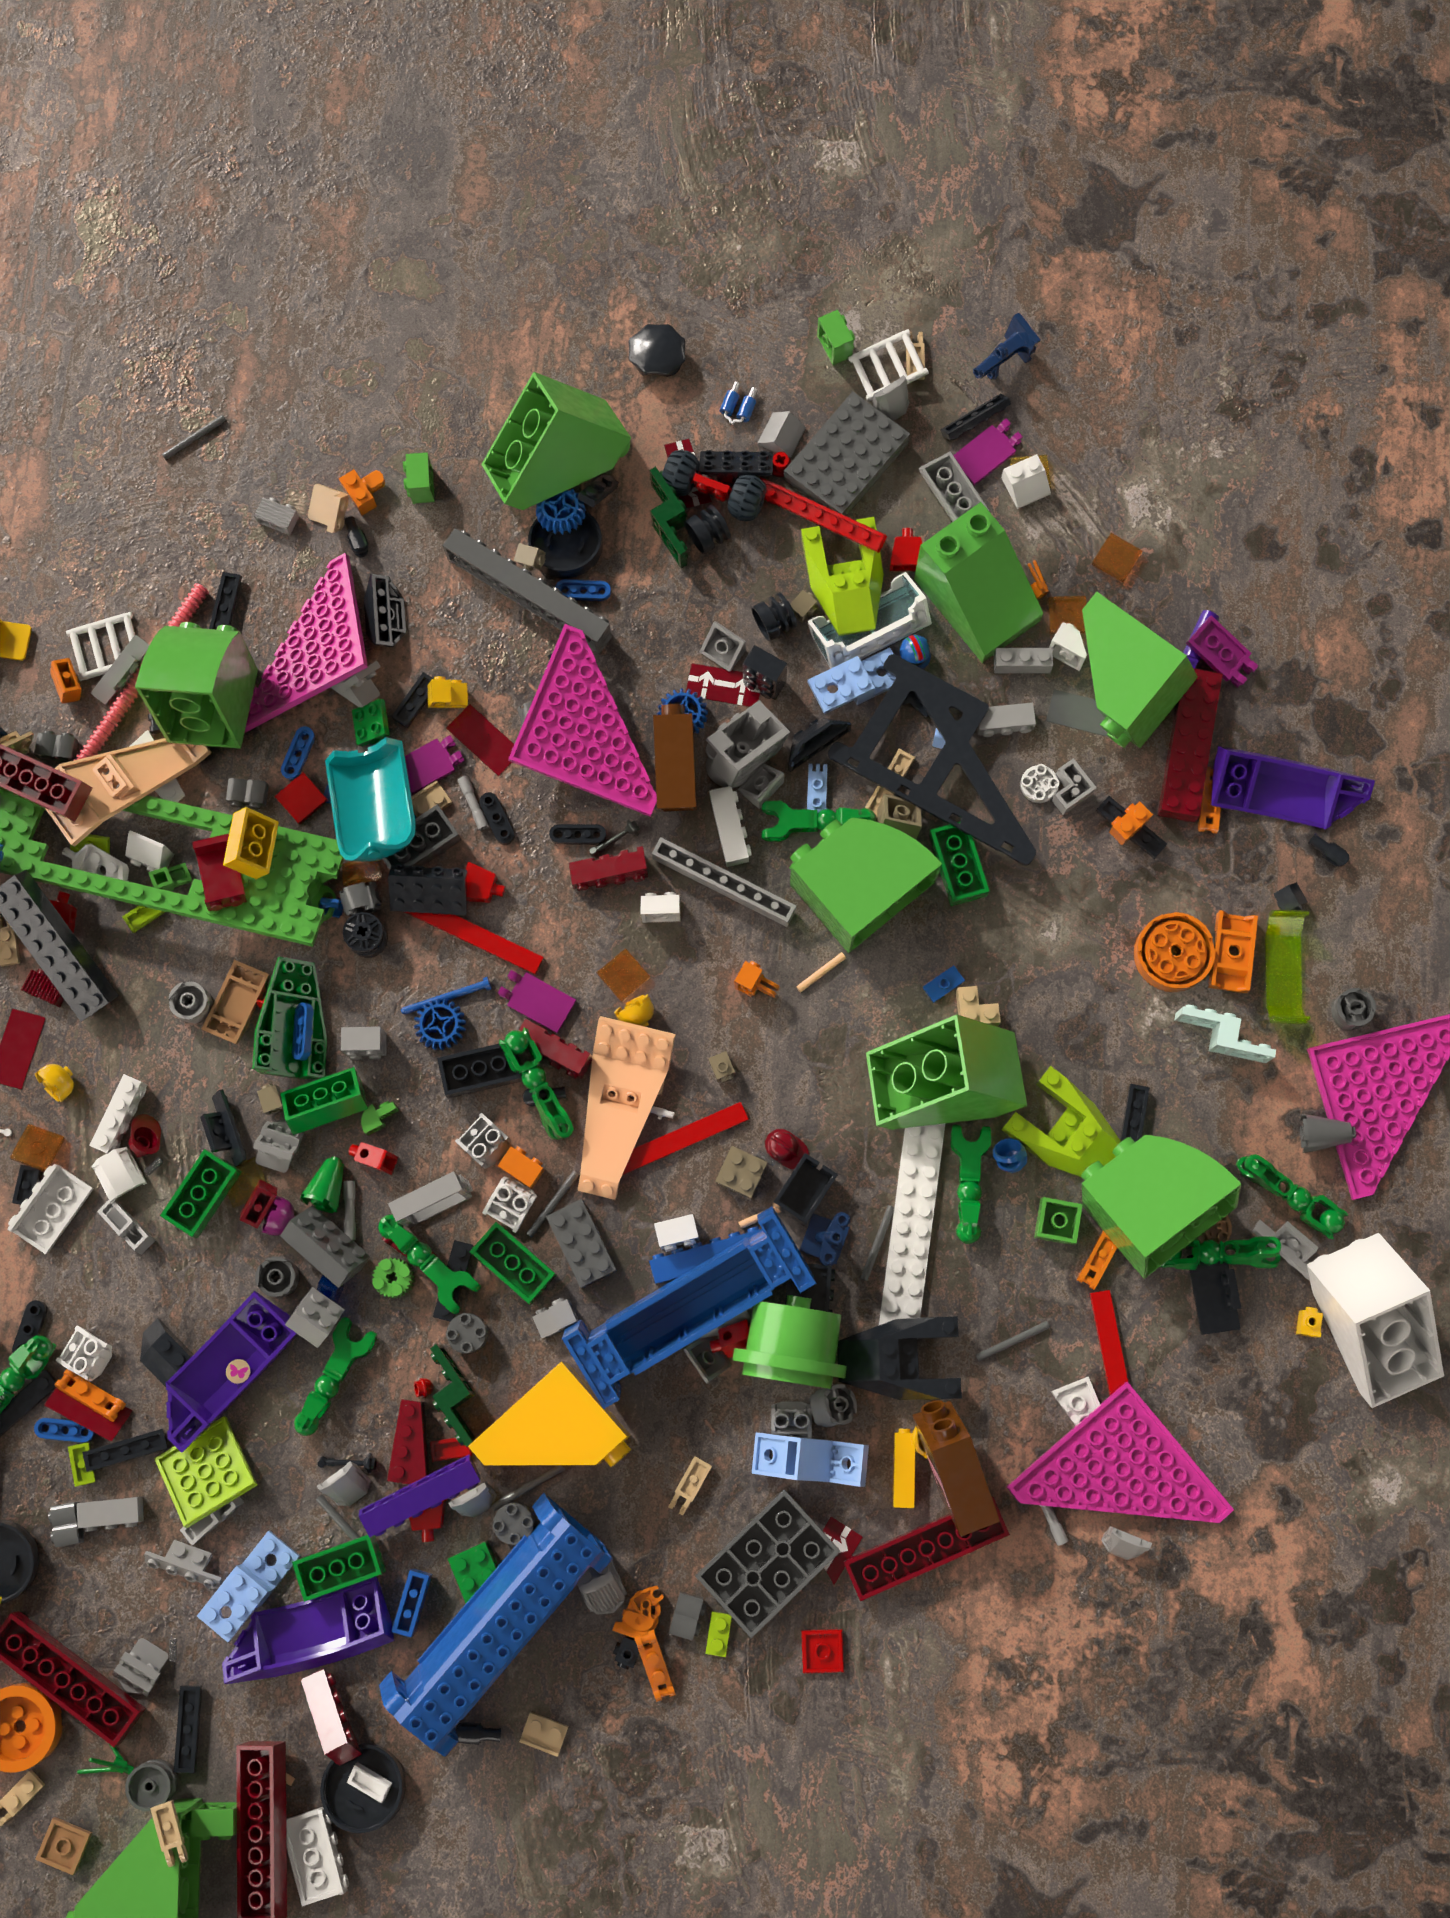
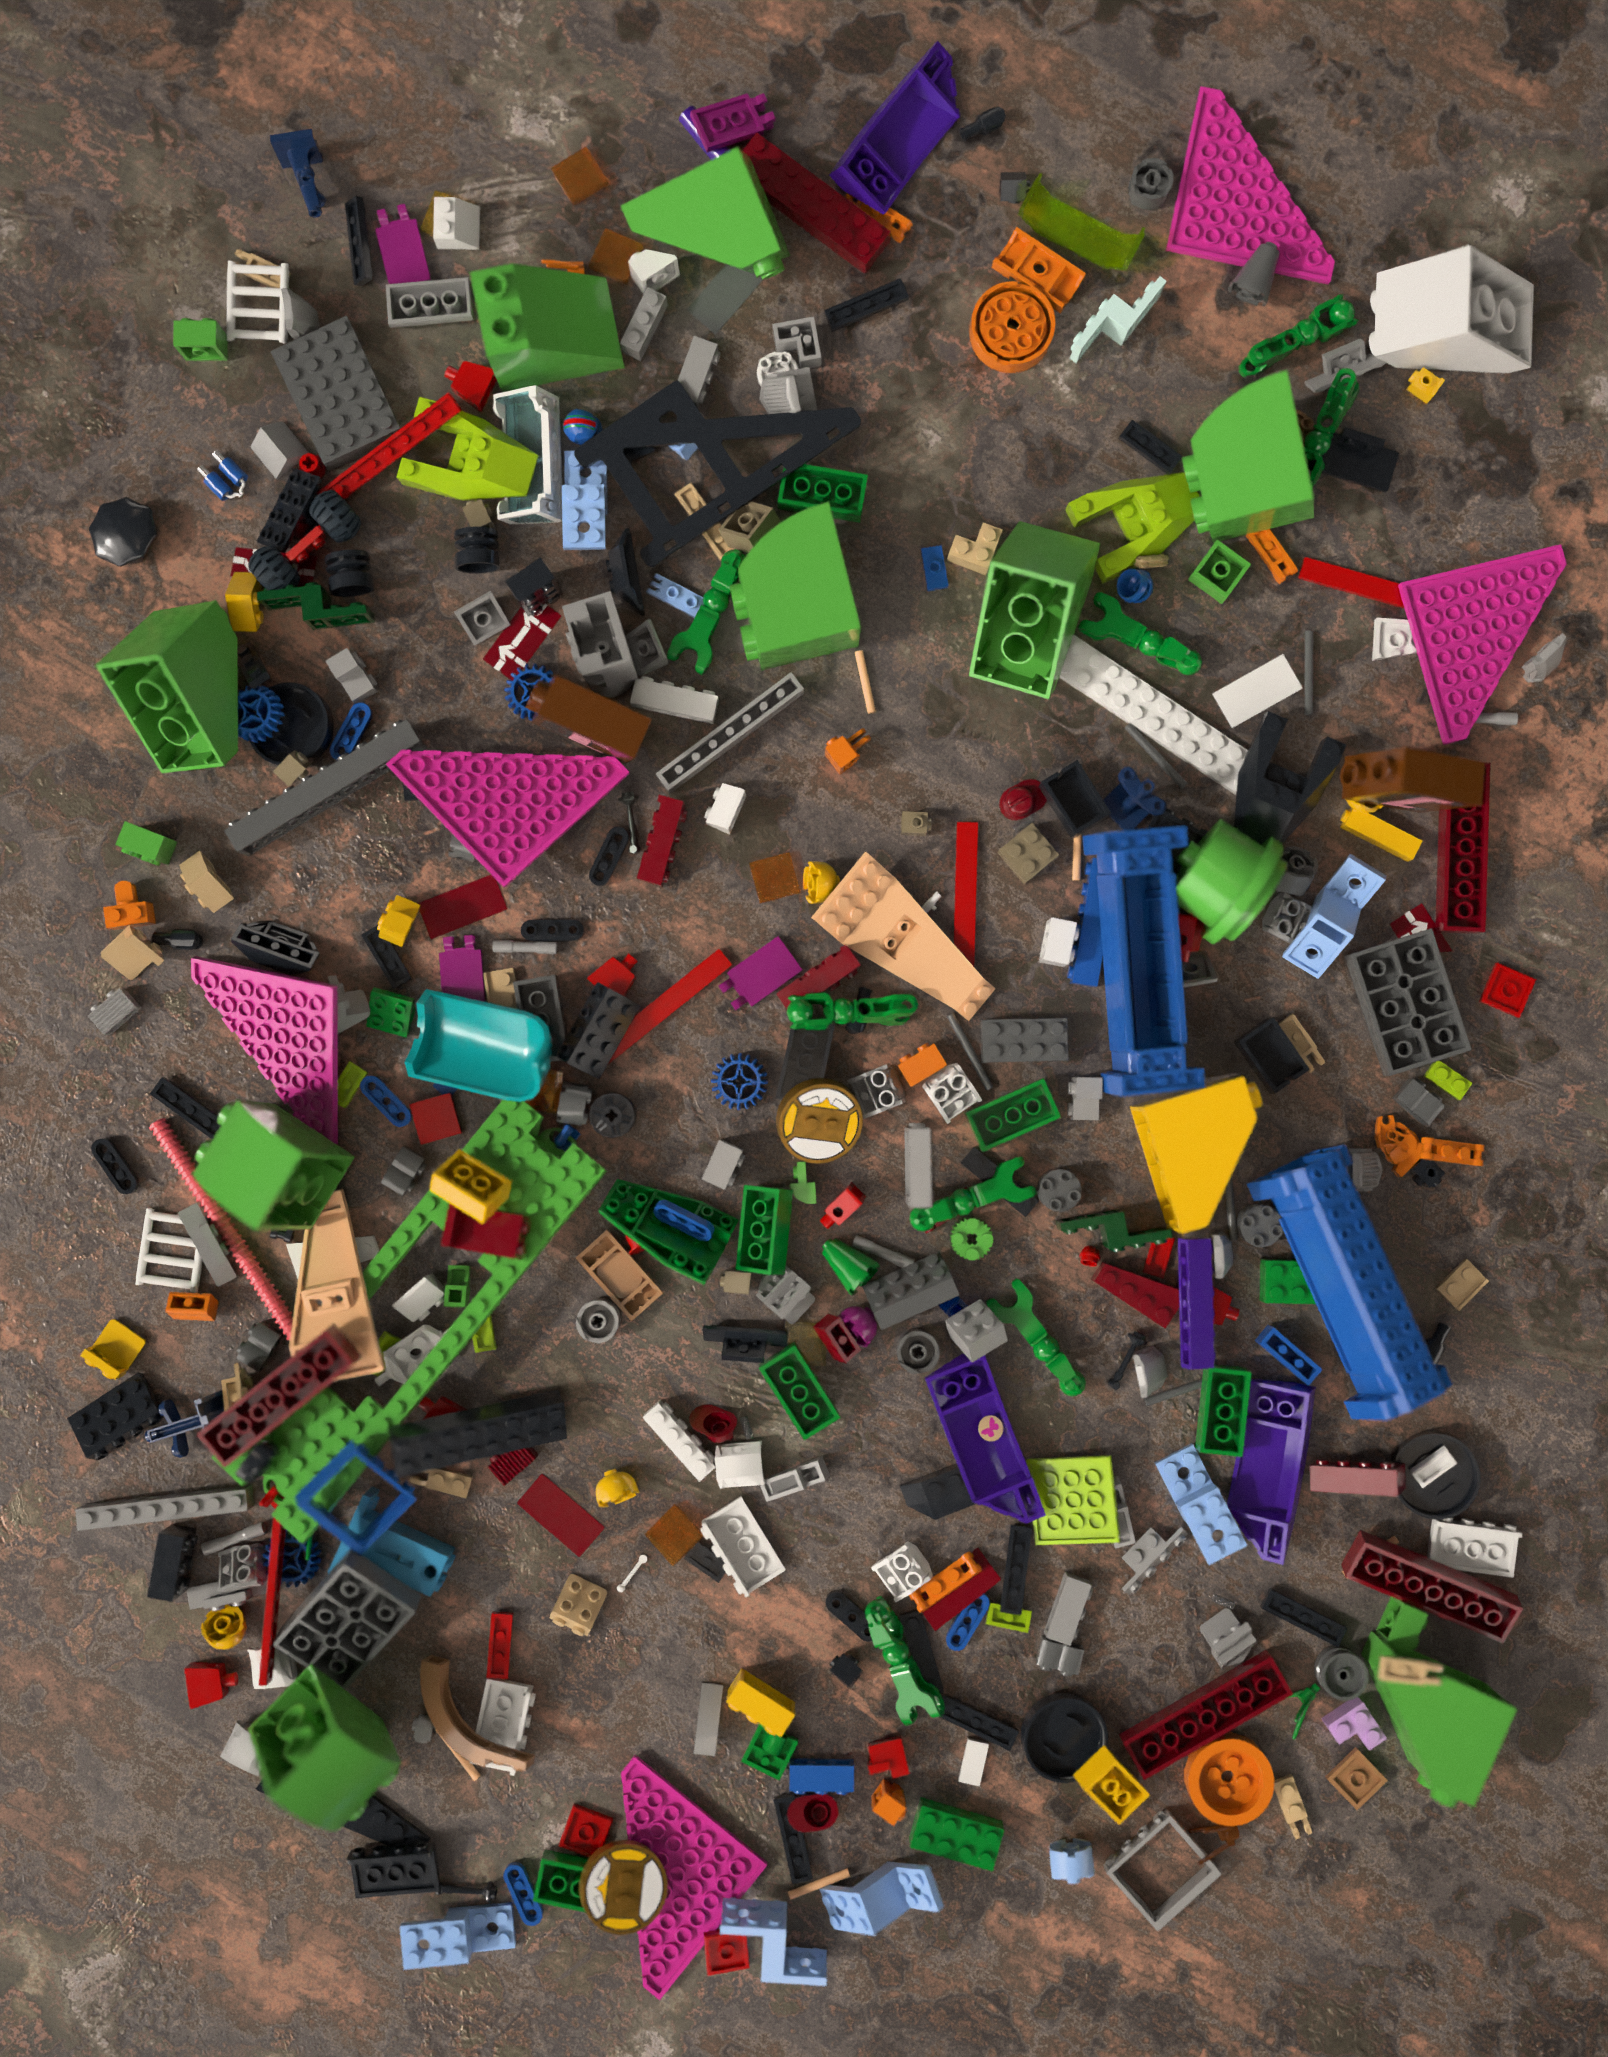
camera: 65 degrees left, 10 degrees up
(116, 1819) = (1353, 1719): none -> lavender brick
(154, 565) = (107, 1162): none -> black plate
(298, 718) = (349, 1083): none -> lime plate
(409, 534) = (204, 882): none -> tan brick
(434, 1103) = (819, 1120): none -> piece
(450, 995) = (713, 1061): blue bar -> none
(629, 568) = (350, 672): none -> light grey brick
(642, 459) = (243, 602): none -> yellow brick
(665, 1463) = (1271, 1055): none -> black piece
(976, 1304) = (1257, 691): none -> white sticker
(1025, 798) = (788, 392): none -> light grey piece
(1038, 1159) = (1151, 561): none -> tan axle
(1130, 823) = (865, 301): orange brick -> none

